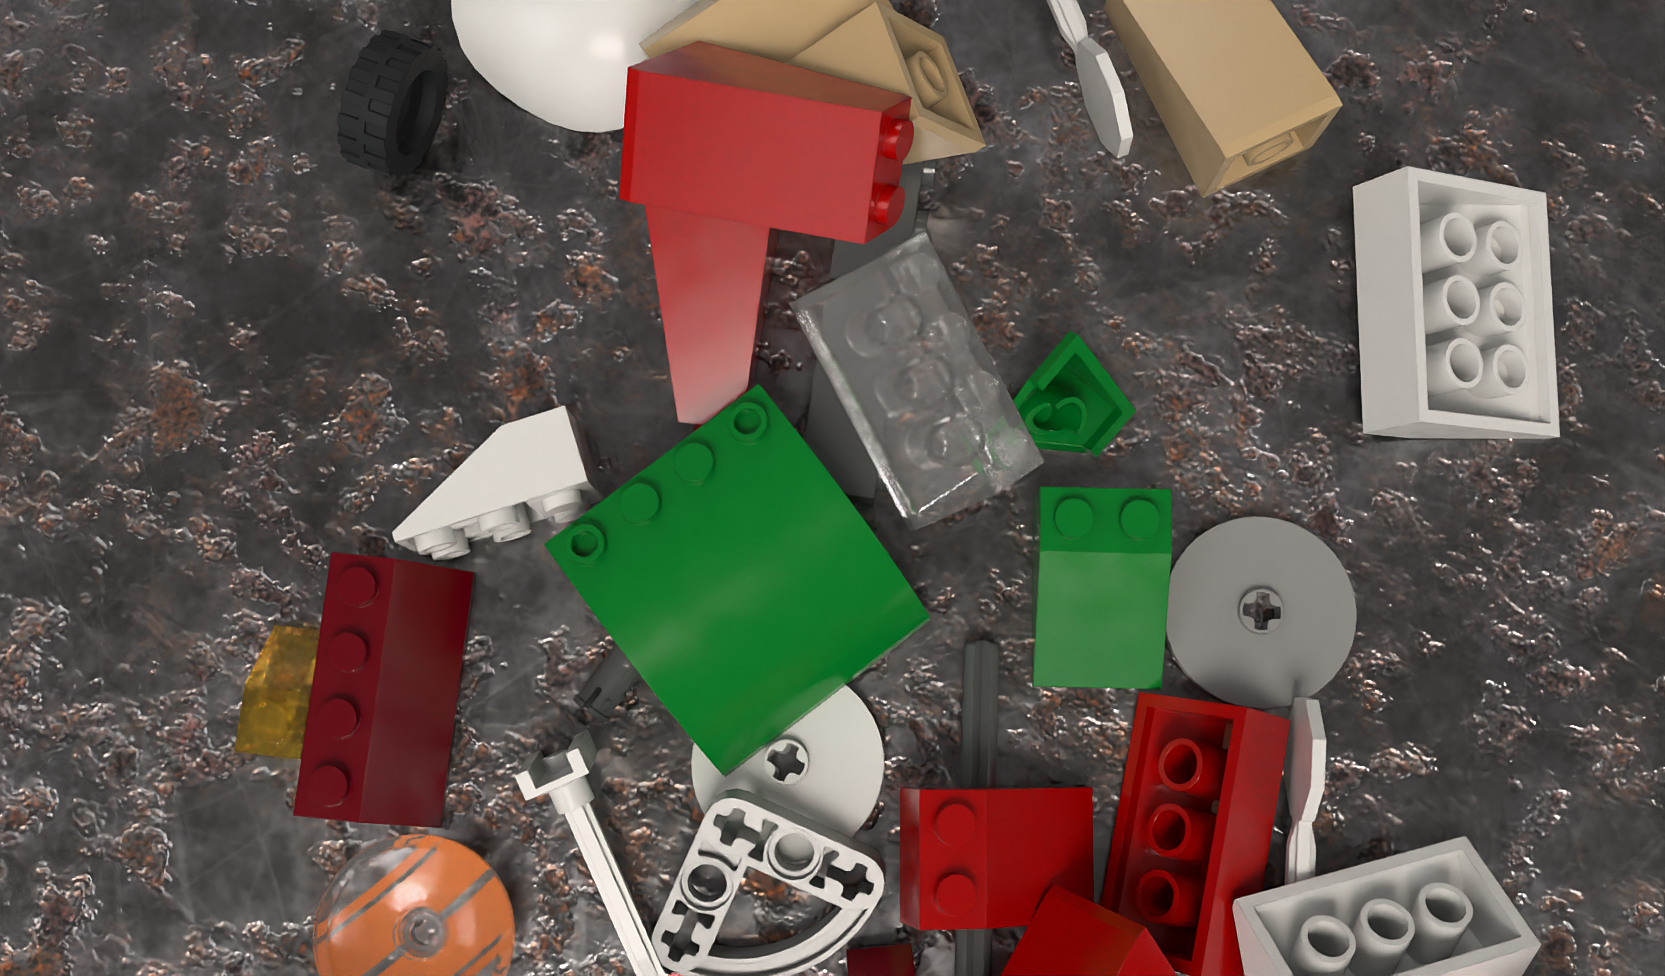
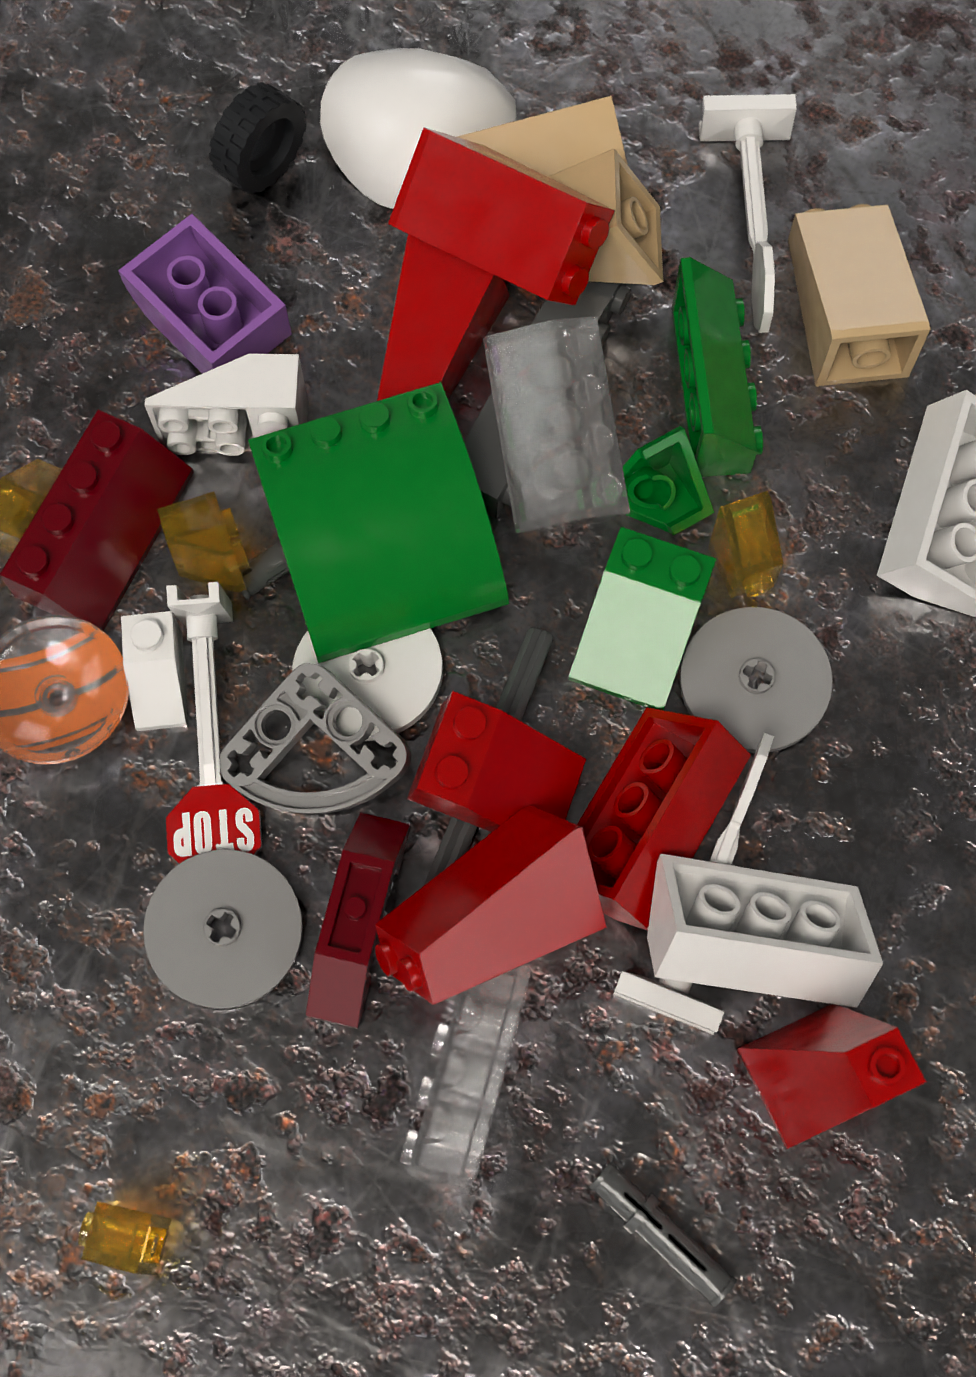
camera: 15 degrees right, 10 degrees down
(409, 350) = (204, 297): none -> medium lavender brick
(526, 678) = (202, 543): none -> clear yellow slope
(530, 861) = (154, 670): none -> white slope
(1078, 230) = (714, 371): none -> green slope
(1201, 456) = (747, 546): none -> clear yellow slope

